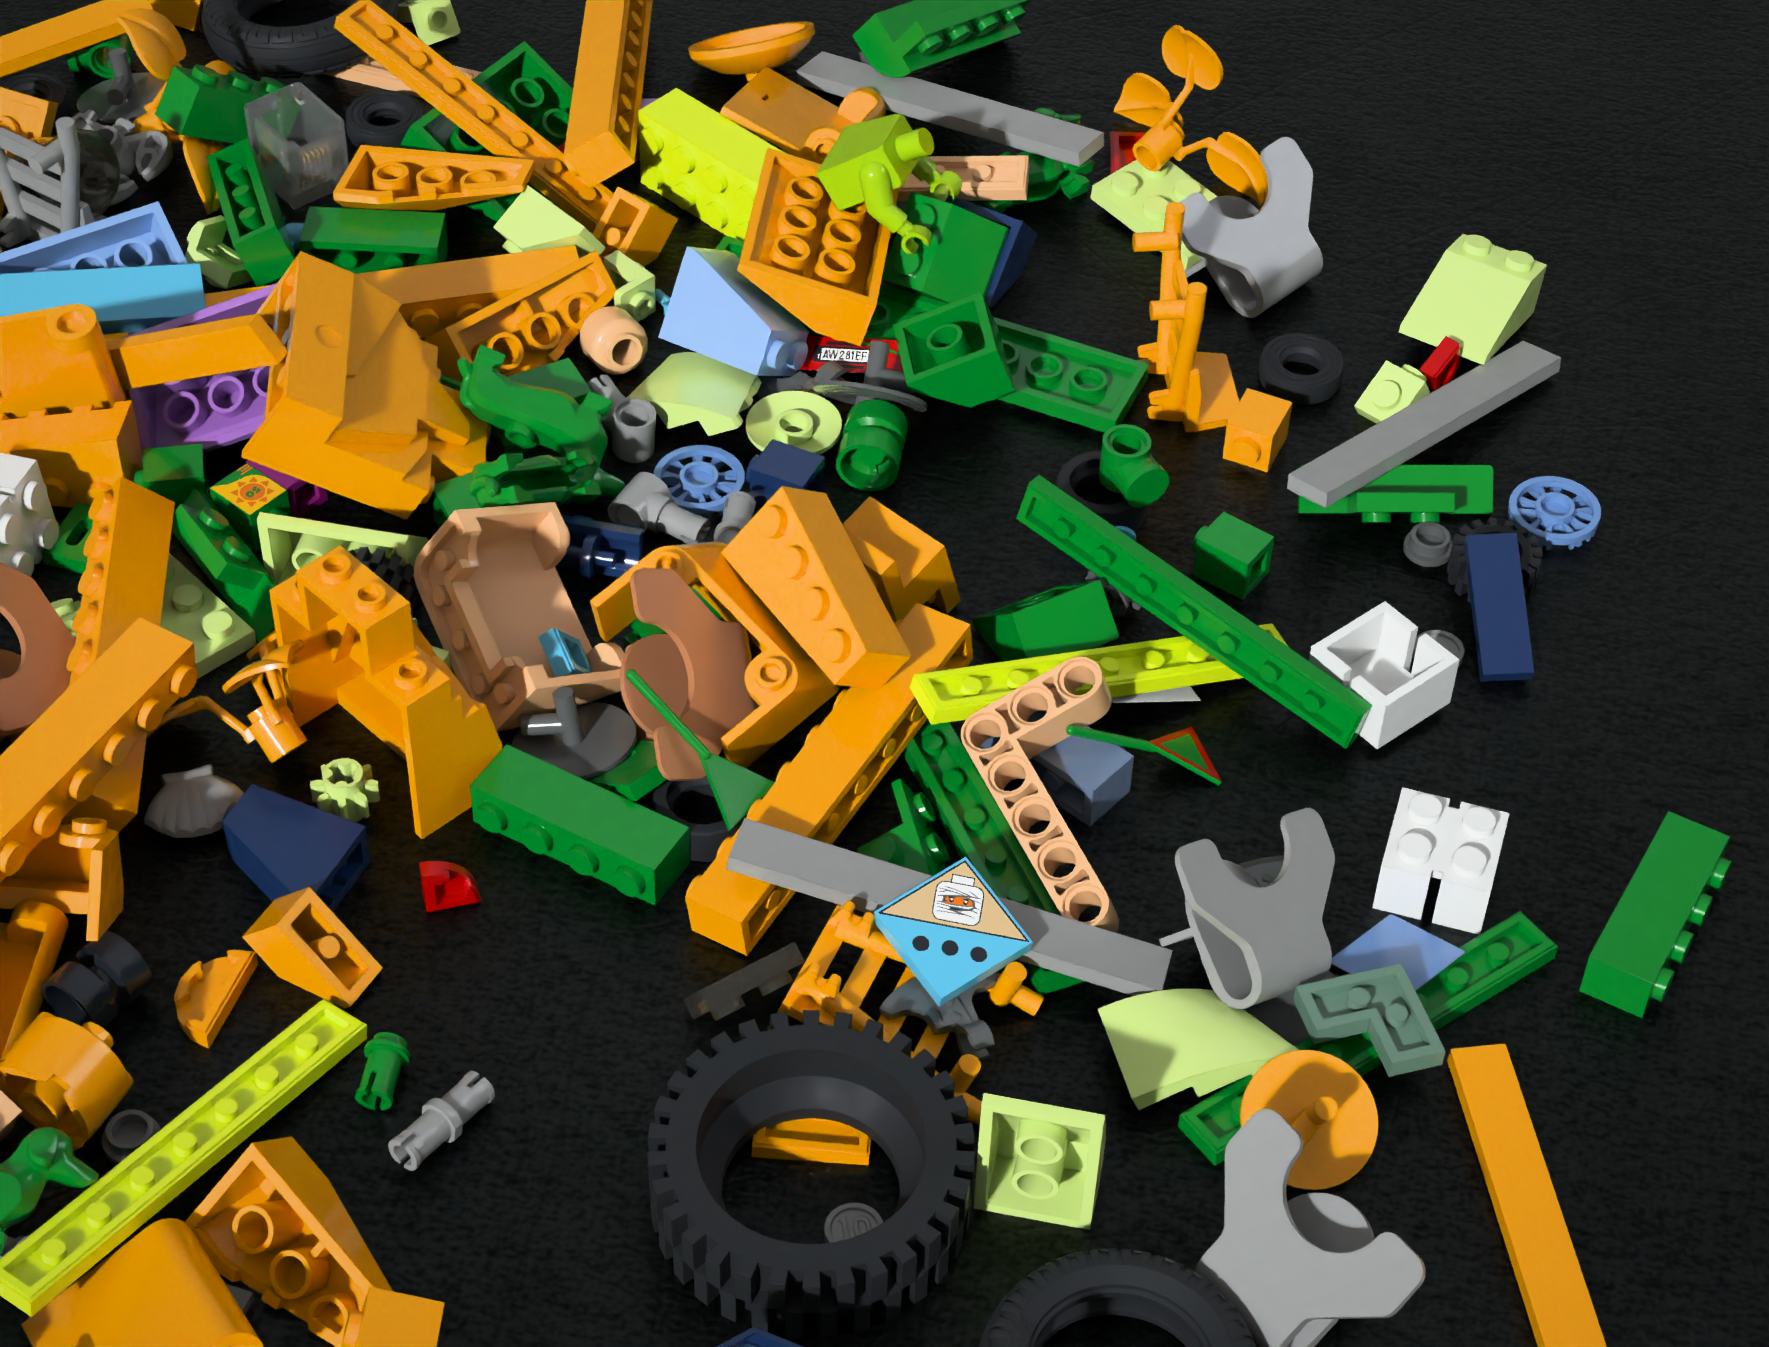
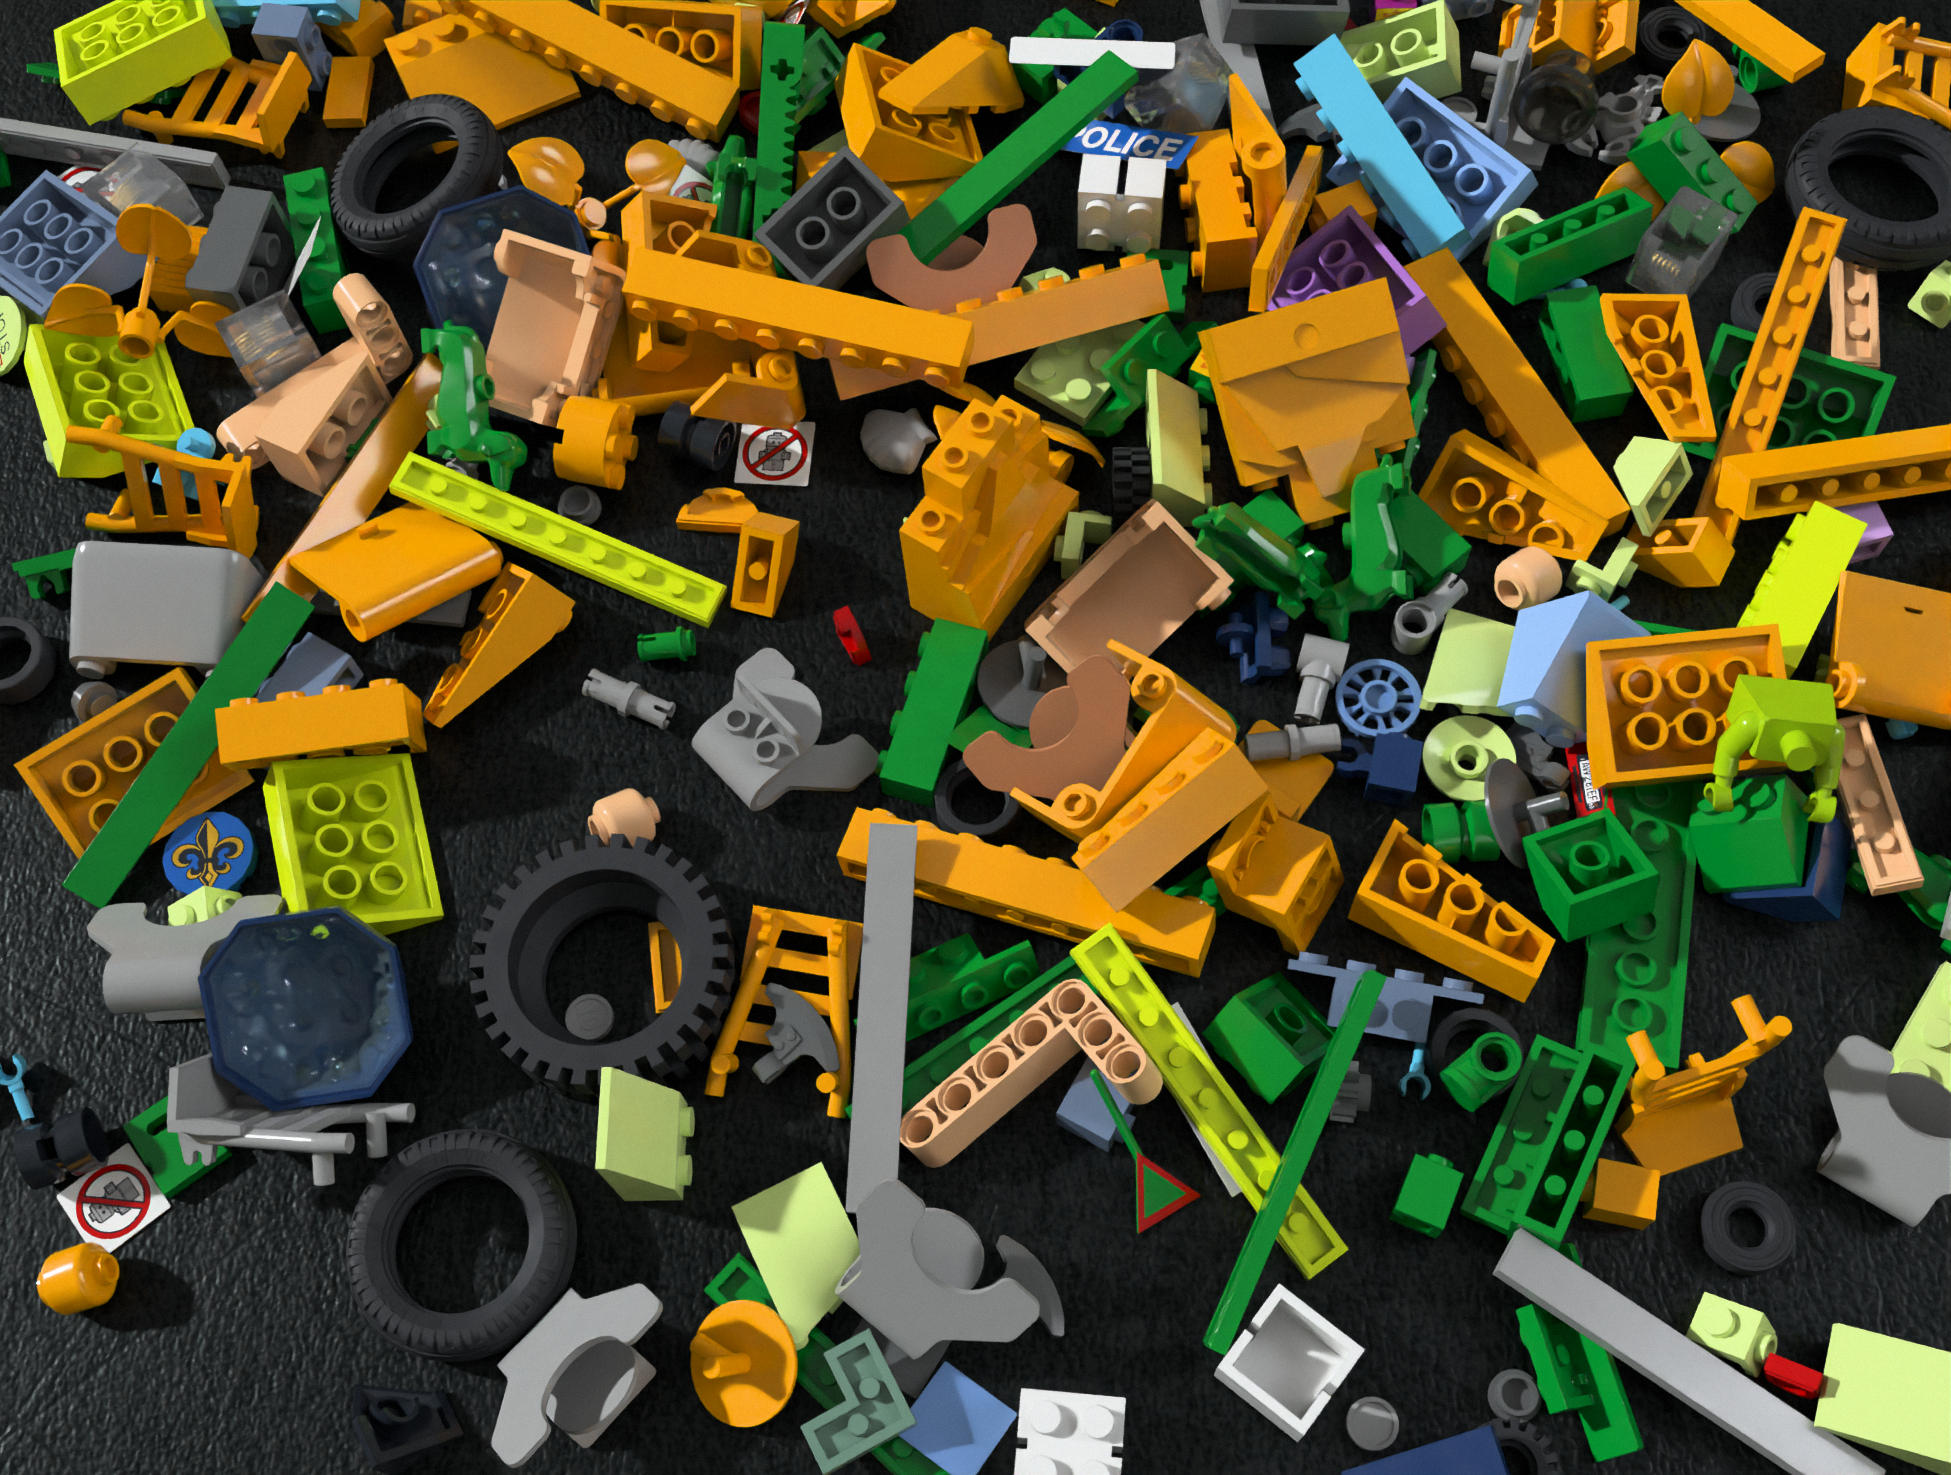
camera: 85 degrees right, 20 degrees up
(158, 928) = (775, 455): none -> sticker
(173, 471) = (1226, 298): green brick -> none
(294, 846) = (852, 521): dark blue slope -> none
(557, 976) = (768, 738): none -> light grey piece
(564, 653) = (1095, 642): medium azure tile -> none
(612, 1142) = (625, 814): none -> light nougat head
(731, 784) = (980, 810): green piece -> none
(766, 974) = (789, 867): clear smoke plate -> none
(952, 931) = (843, 1020): tile -> none
(962, 467) = (1448, 917): none -> light orange wedge
(1017, 553) = (1404, 1001): none -> sand blue bracket
(1213, 448) = (1548, 1140): none -> green brick

